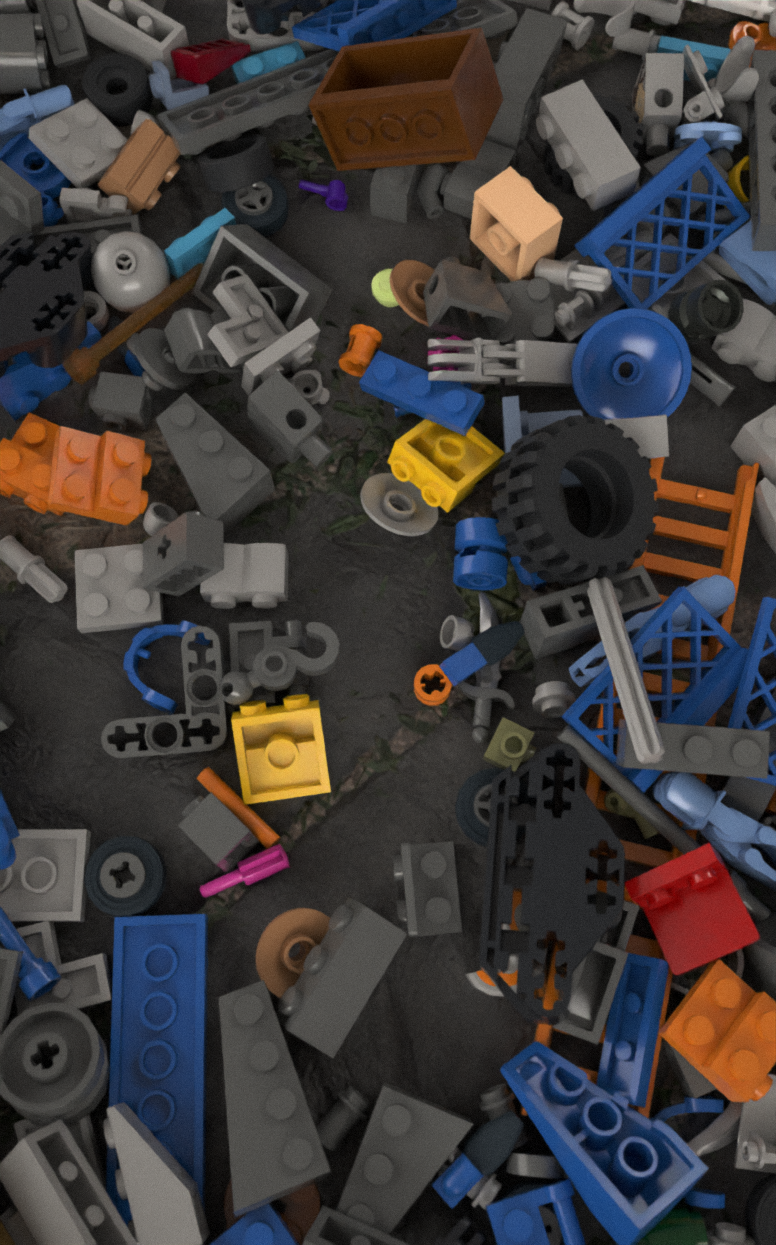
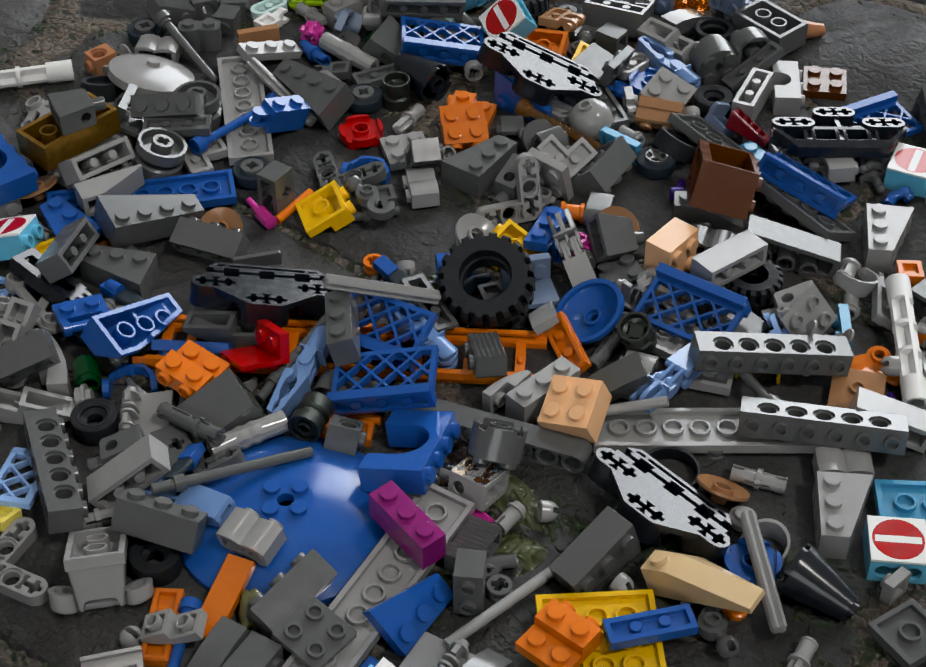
camera: 80 degrees right, 30 degrees down
(63, 675) = (360, 131): none -> red plate
(176, 225) = (638, 136): none -> light grey pin
(337, 407) = (521, 204): none -> light grey beam
(363, 304) = (596, 203): none -> beam
(696, 417) = (567, 343): none -> orange tile
(721, 536) = (485, 355): none -> dark grey brick

